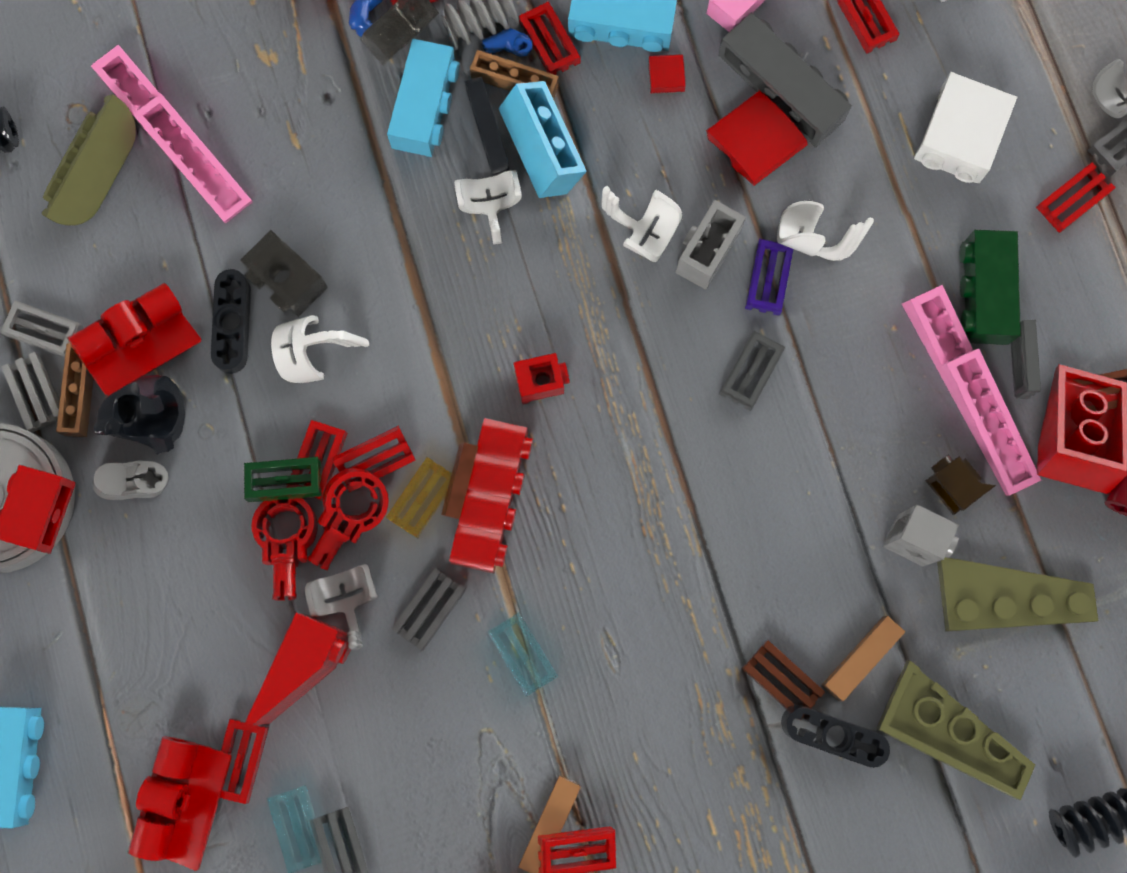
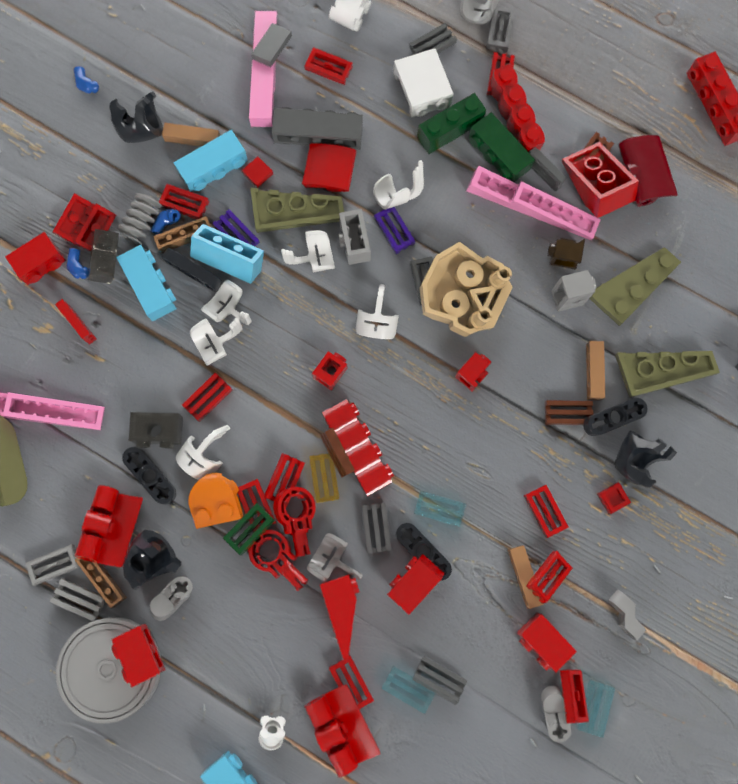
camera: 45 degrees left, 0 degrees up
(99, 733) = (272, 732): none -> white brick
(274, 413) = (214, 501): none -> orange slope
(305, 76) = (75, 321): none -> red tile
(374, 274) = (215, 377): none -> red tile
(411, 713) = (415, 583): none -> red brick
(427, 207) = (198, 335): none -> white helmet
(445, 696) = (440, 560): none -> black beam
(575, 98) = (224, 220): none -> dark purple tile
(643, 386) = (383, 331): none -> white helmet
(660, 148) = (292, 210): none -> olive wing
(661, 775) = (563, 525): none -> red tile
(710, 526) = (473, 371): none -> red brick
(744, 832) = (614, 498): none -> red tile
(774, 394) = (448, 282): none -> tan brick
(819, 806) = (637, 455): none -> black piece
(954, 205) = (450, 123): none -> dark green brick
(1027, 83) = (432, 38): none -> dark grey tile
(1053, 252) = (514, 108): none -> red brick

